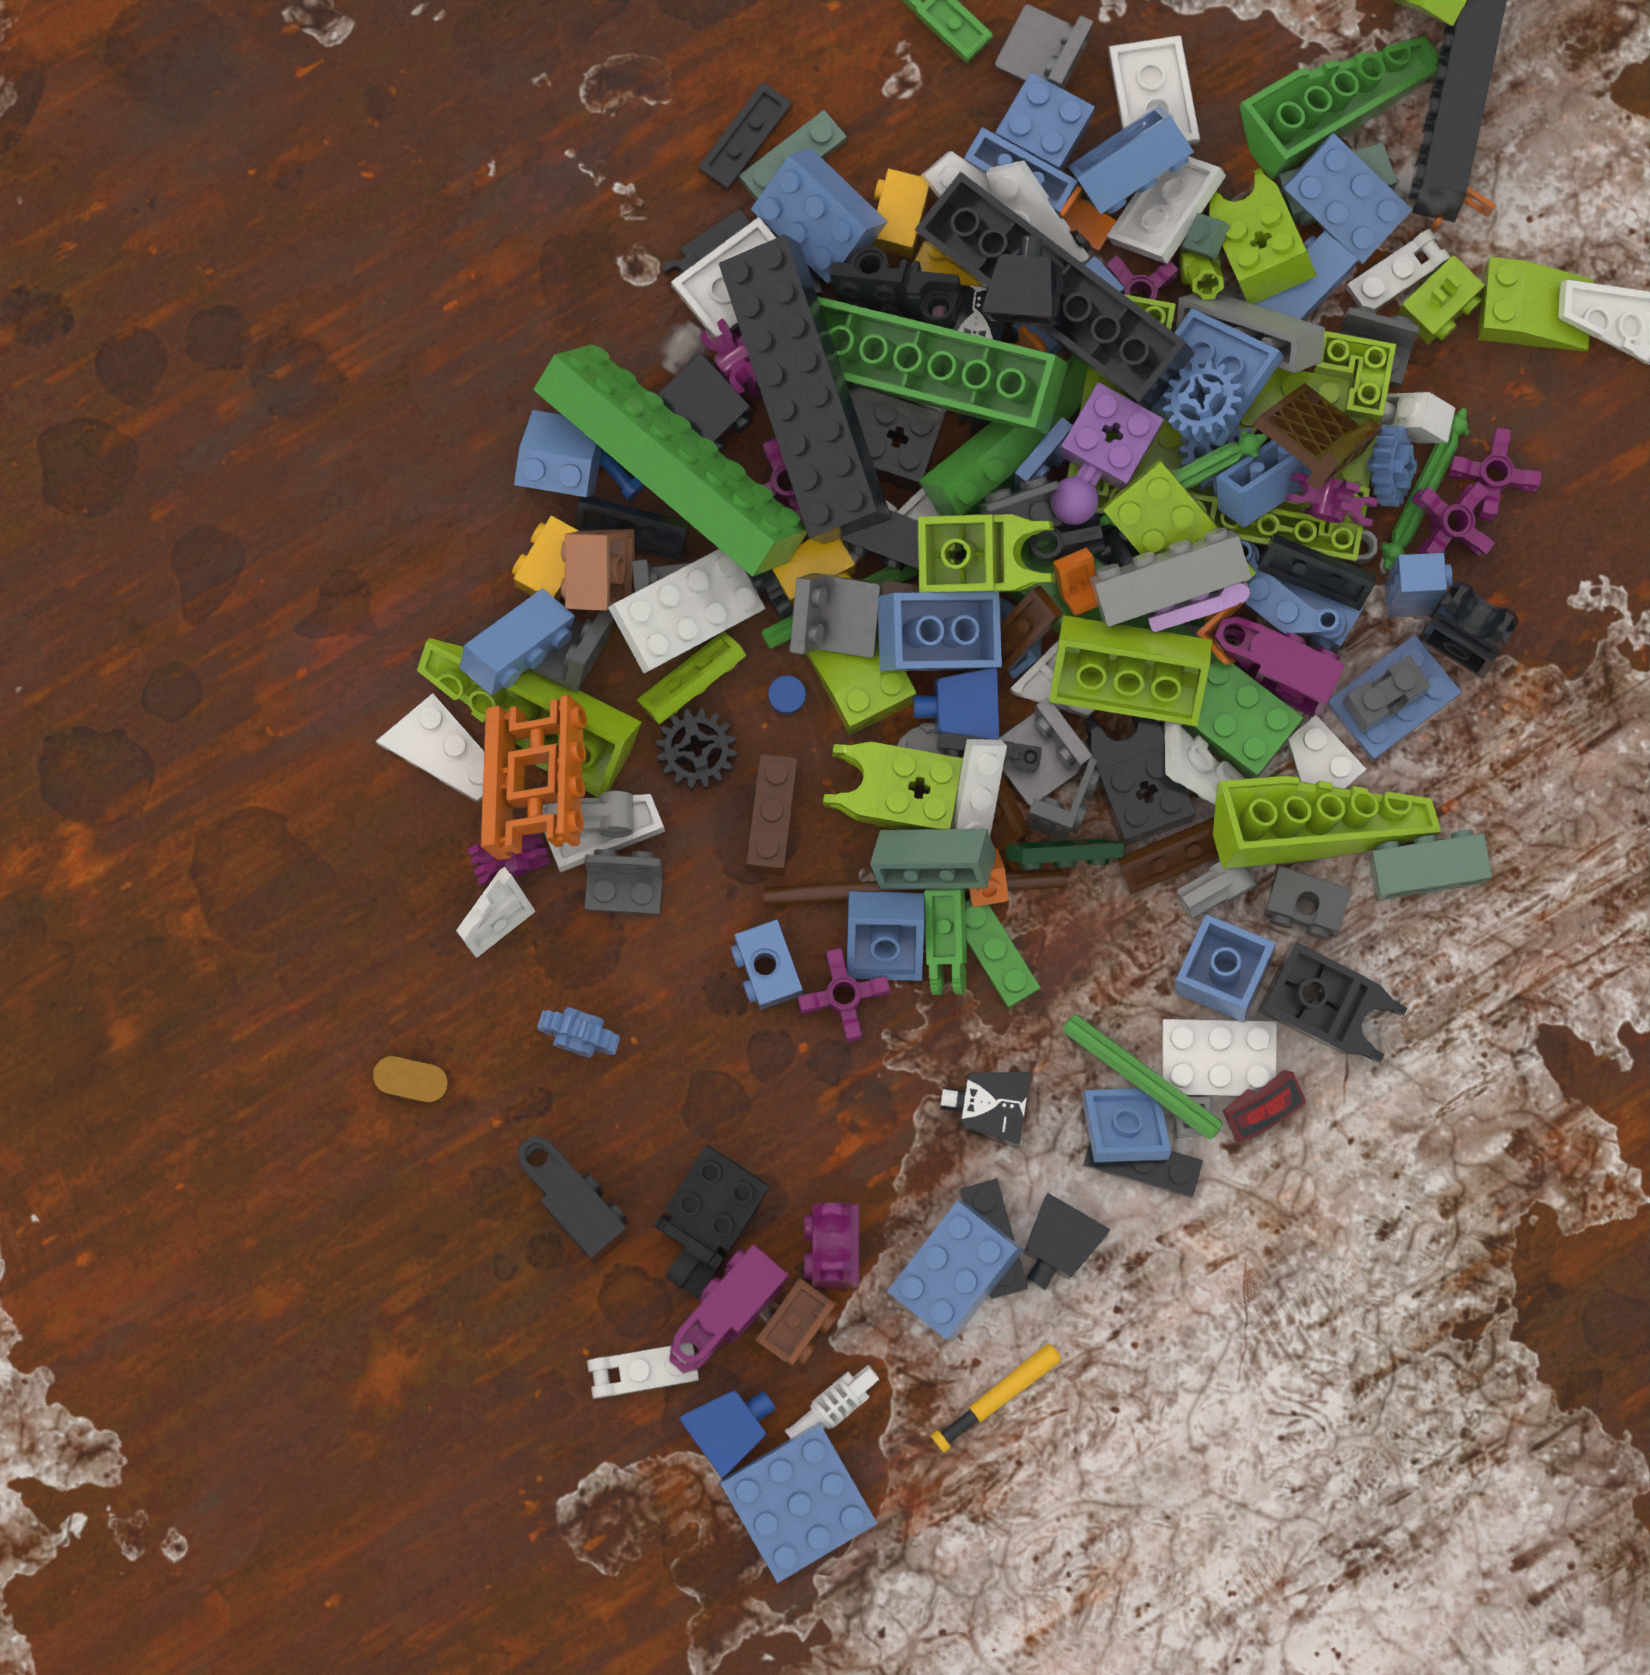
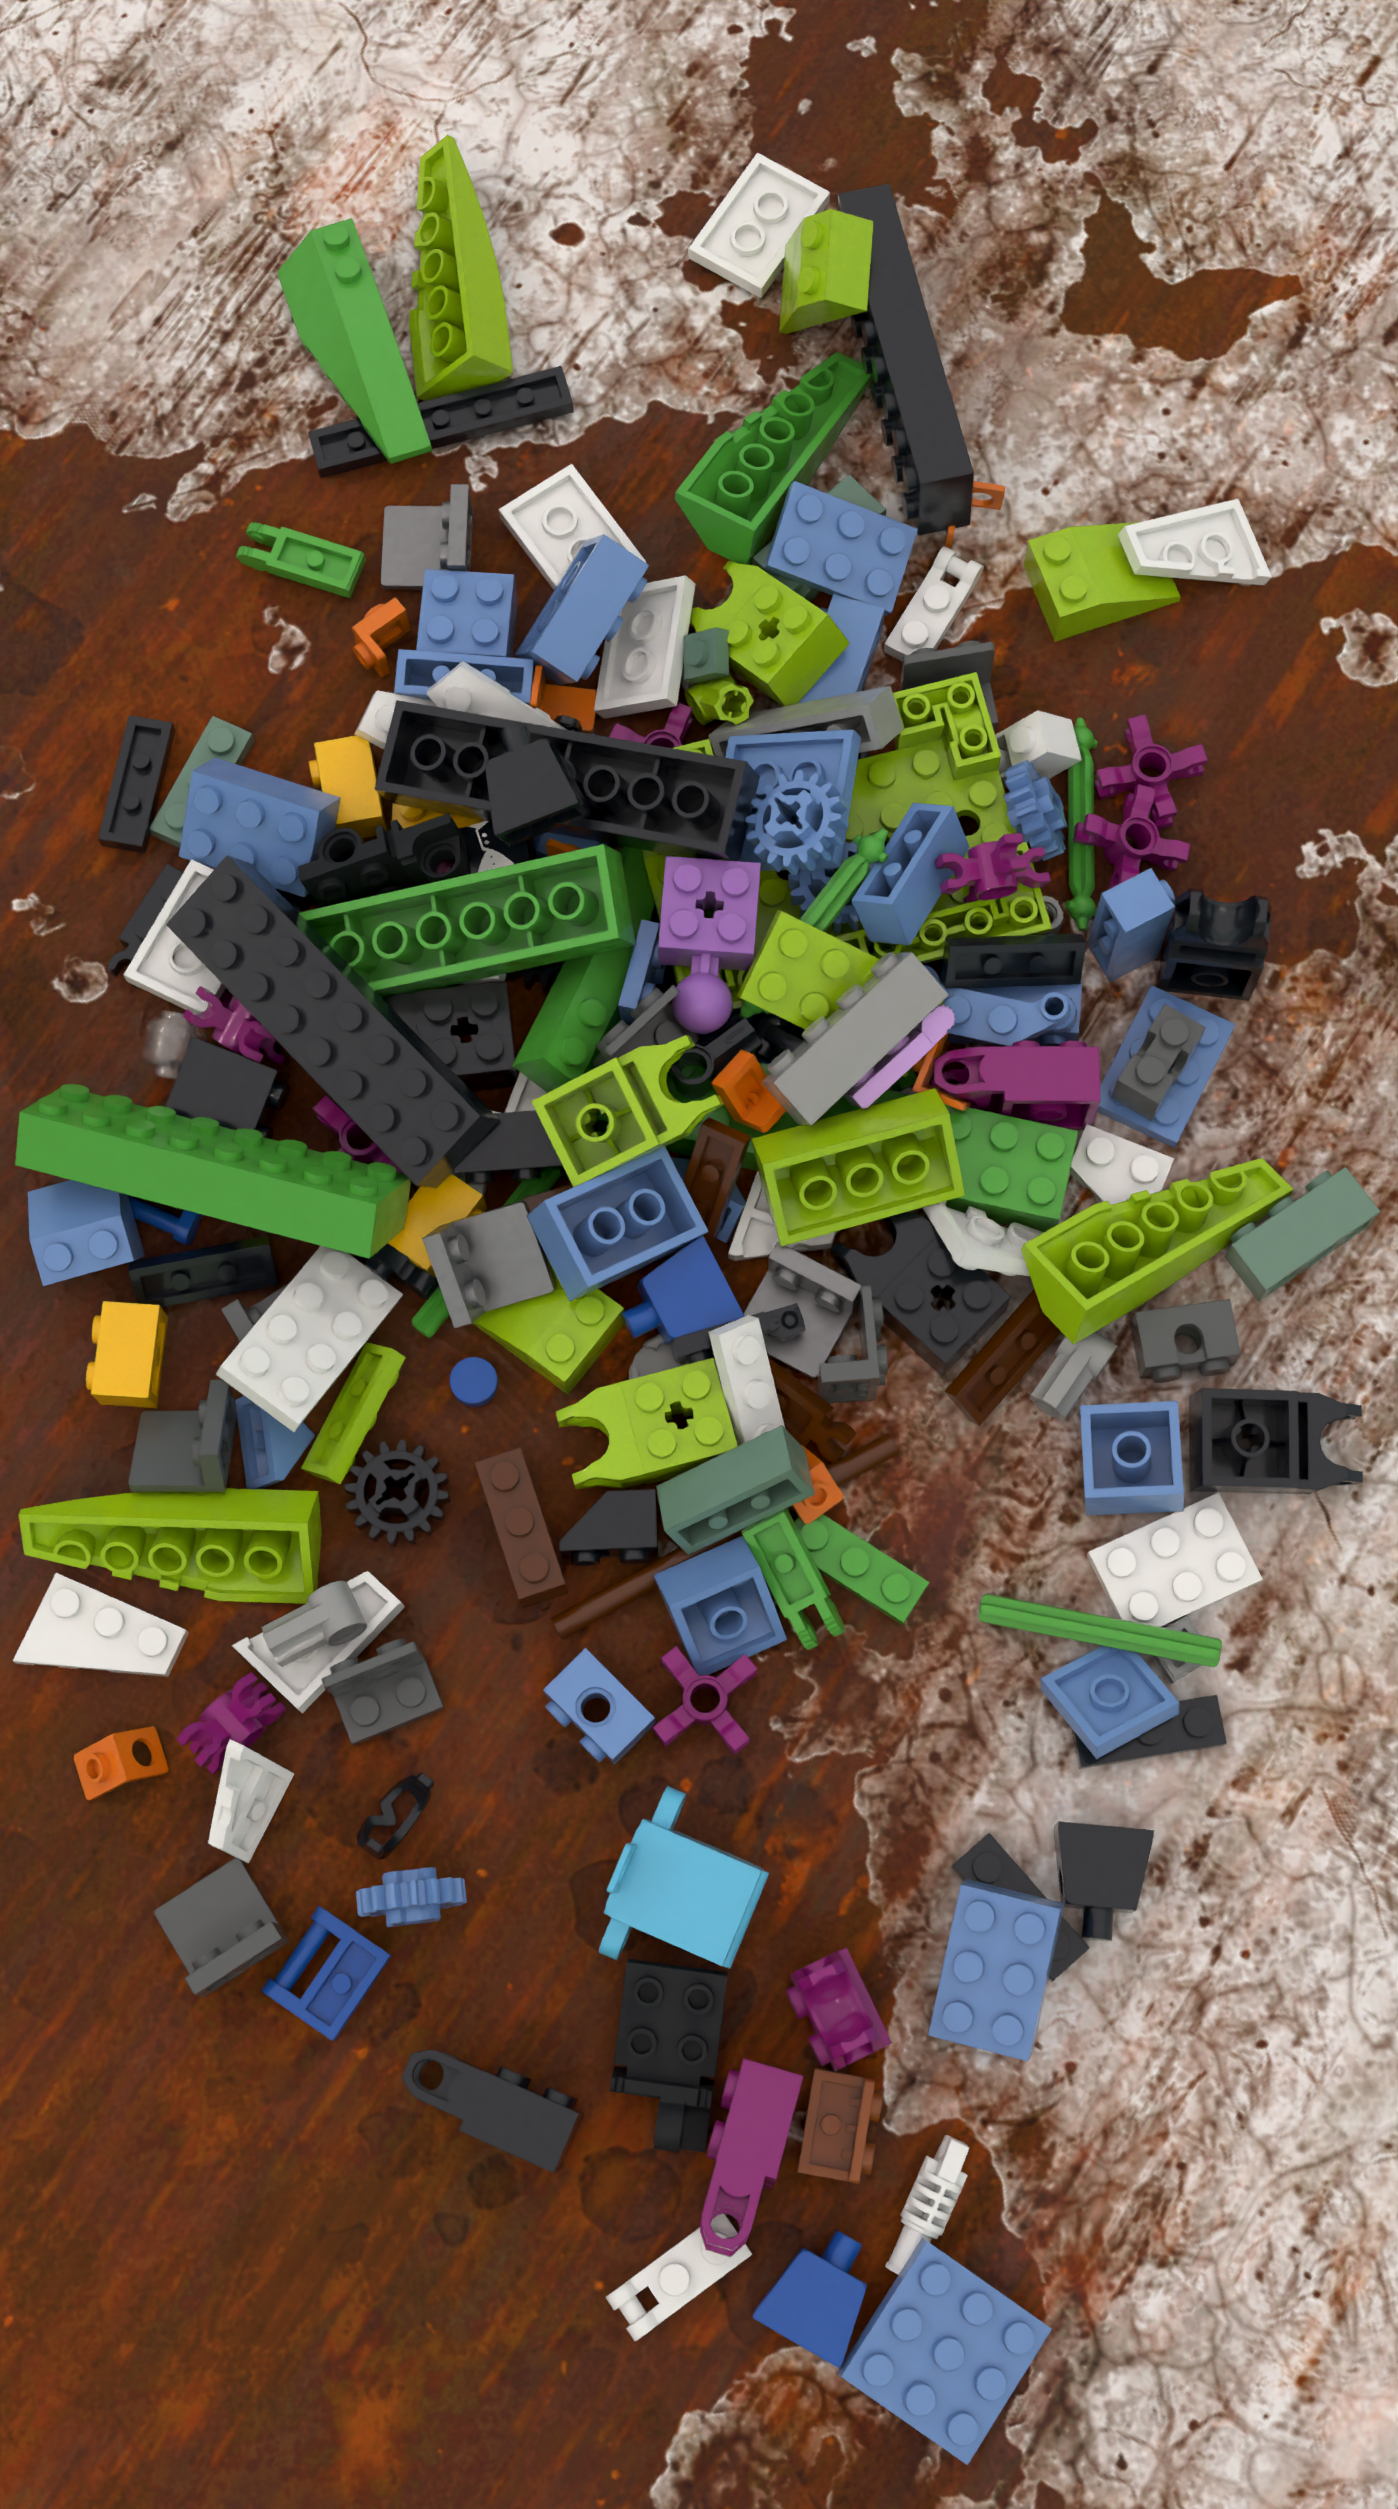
camera: 20 degrees left, 5 degrees down
(410, 1079) = (234, 2050): pearl gold tile -> none
(414, 843) = (112, 1762): none -> orange bracket
(438, 992) = (220, 1927): none -> dark grey bracket
(502, 1068) = (339, 1983): none -> blue plate
(505, 777) = (183, 1629): orange fence -> none
(517, 642) = (127, 1465): medium blue brick -> none
(597, 568) = (183, 1336): nougat slope -> none
(618, 963) = (421, 1788): none -> black helmet
(620, 672) = (267, 1445): none -> medium blue slope
(764, 1114) = (680, 1890): none -> medium azure piece
(838, 844) = (615, 1526): none -> black slope
(977, 99) = (378, 630): none -> orange bracket
(991, 1105) = (940, 1749): black torso -> none
(1014, 1383) = (1121, 2089): yellow piece -> none
(1064, 852) = (882, 1411): dark green plate -> none
(1258, 1111) = (1254, 1605): slope -> none
(1316, 433) = (941, 801): reddish brown fence -> none
(1442, 300) = (998, 609): lime brick -> none

